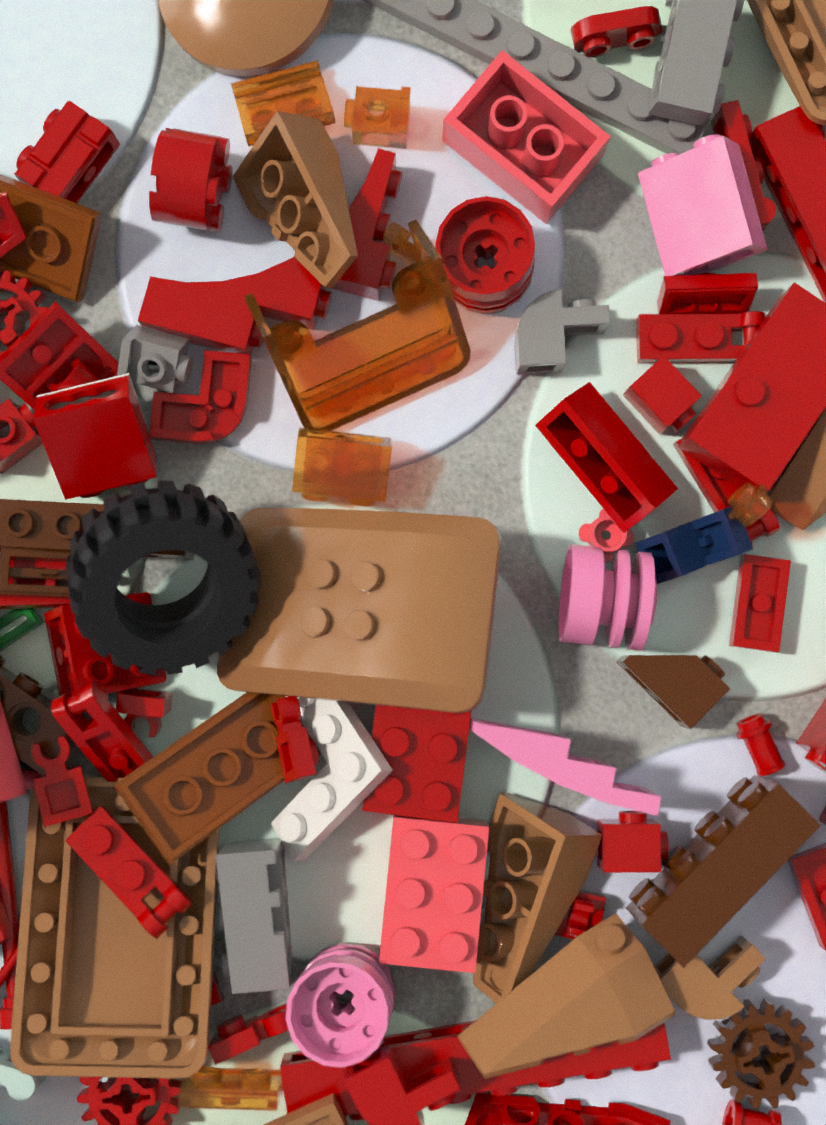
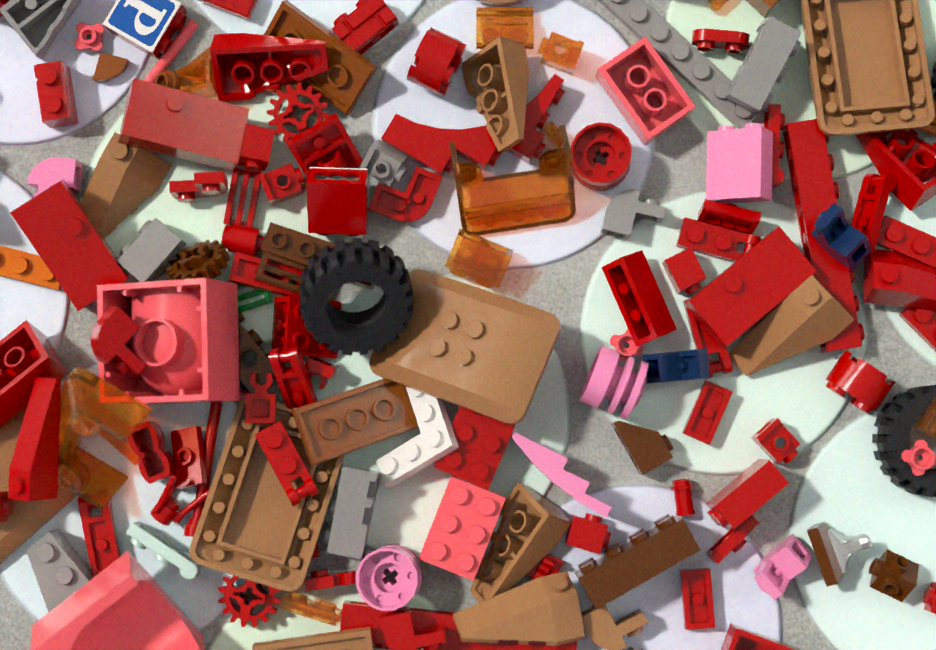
camera: 20 degrees right, 0 degrees up
(295, 749) = (403, 417): red plate -> none
(749, 503) = (713, 350): clear orange plate -> none

